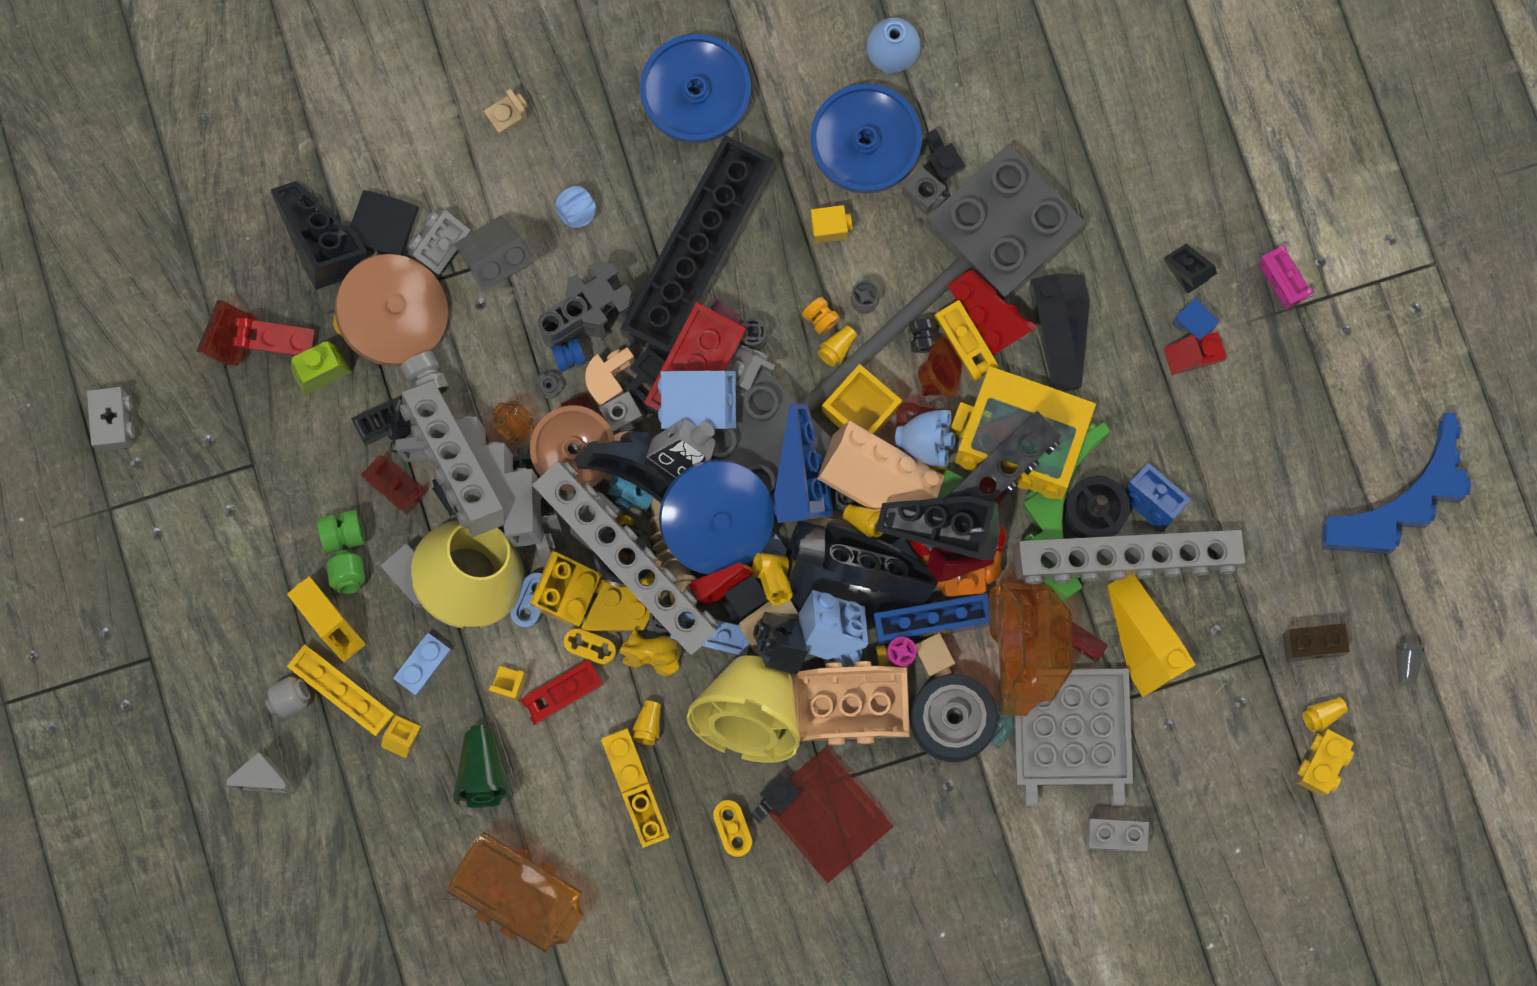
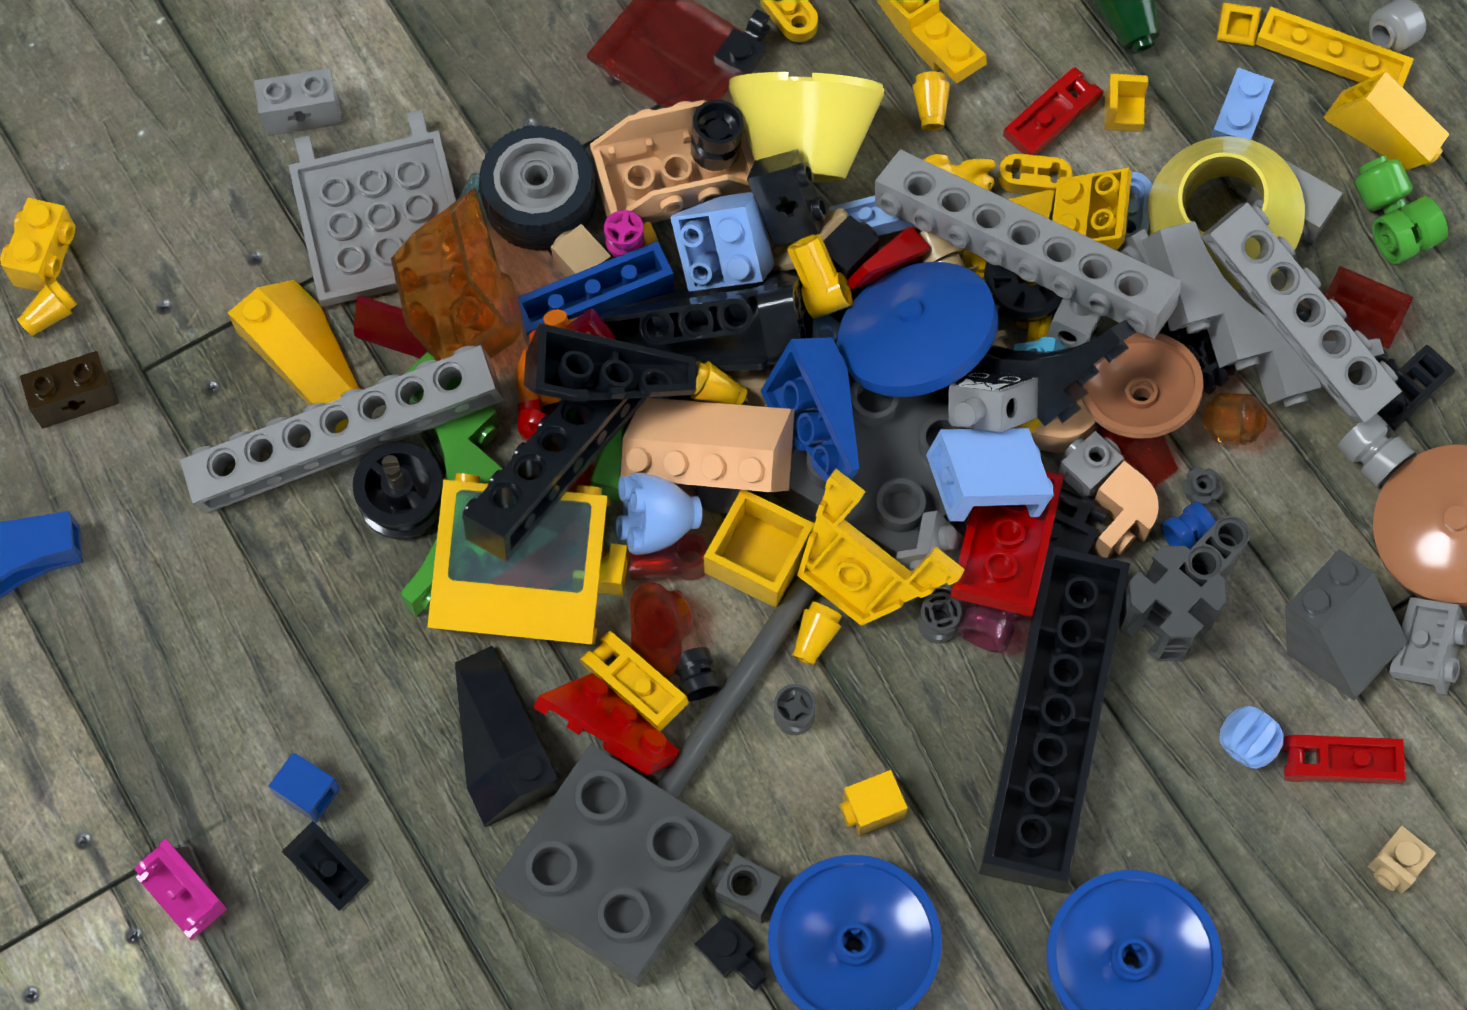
camera: 165 degrees right, 10 degrees down
(519, 181) = (1345, 759): none -> red plate
(811, 375) = (858, 572): none -> yellow wing
(817, 711) = (716, 135): none -> black wheel
(821, 316) = (850, 667): light orange wheel -> none
(1155, 497) = (320, 531): blue bracket -> none
(1194, 354) = (309, 736): red slope -> none

